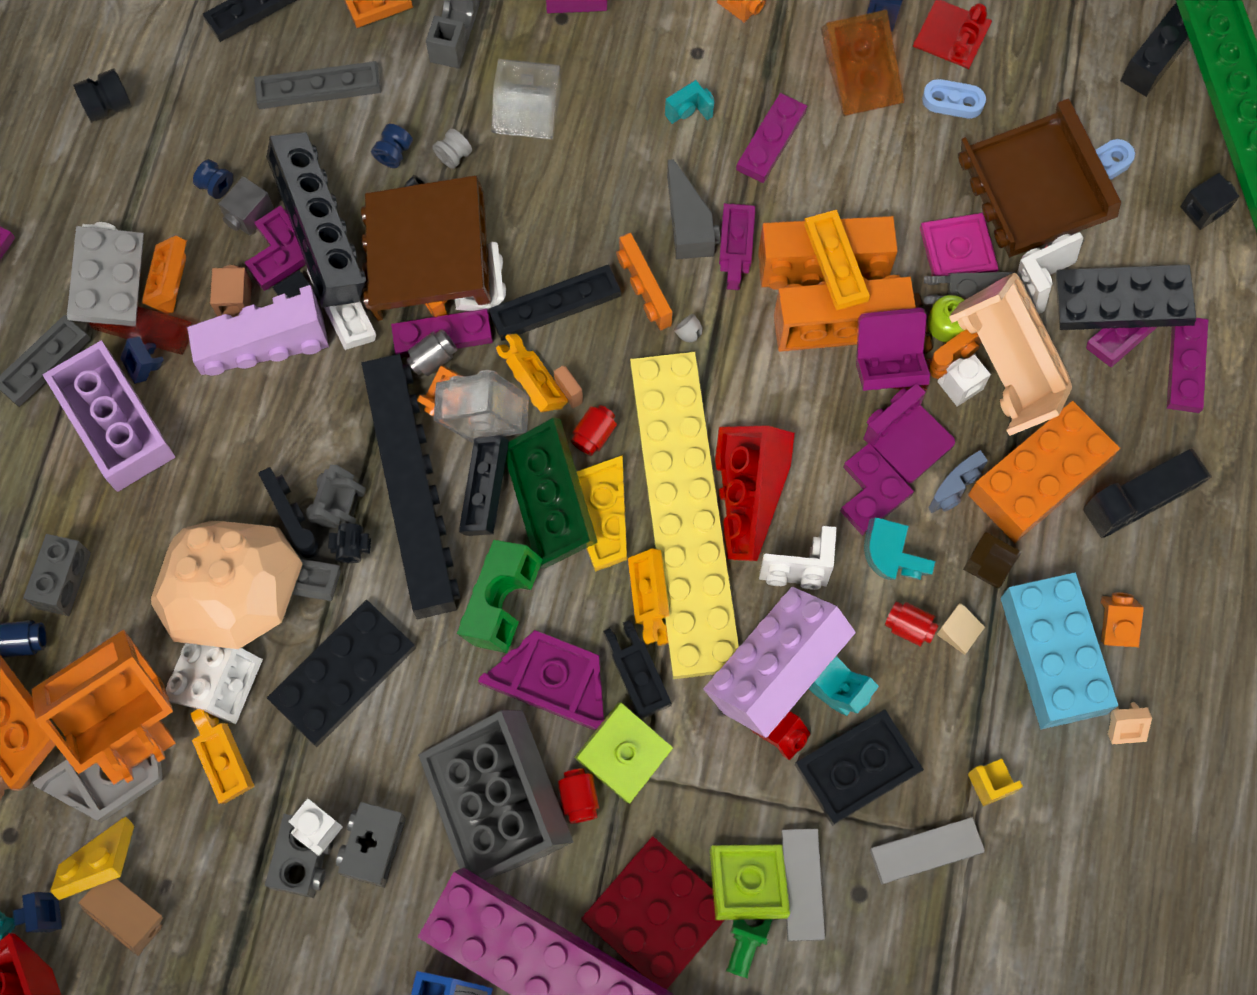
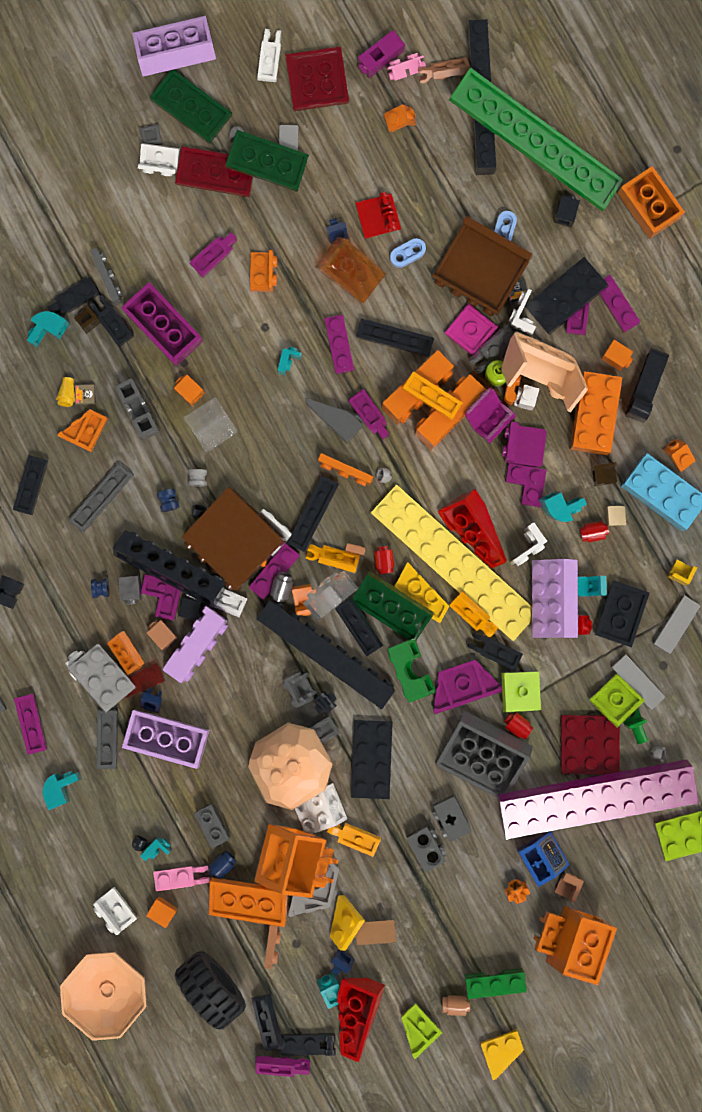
camera: 40 degrees left, 15 degrees up
(289, 513) = (286, 712): black plate -> none
(314, 827) = (427, 833): white brick -> none
(537, 42) = (188, 389): none -> orange brick
(847, 175) = (394, 337): none -> black plate
(953, 487) = (561, 454): sand blue slope -> none
(1136, 424) = (618, 355): none -> orange brick

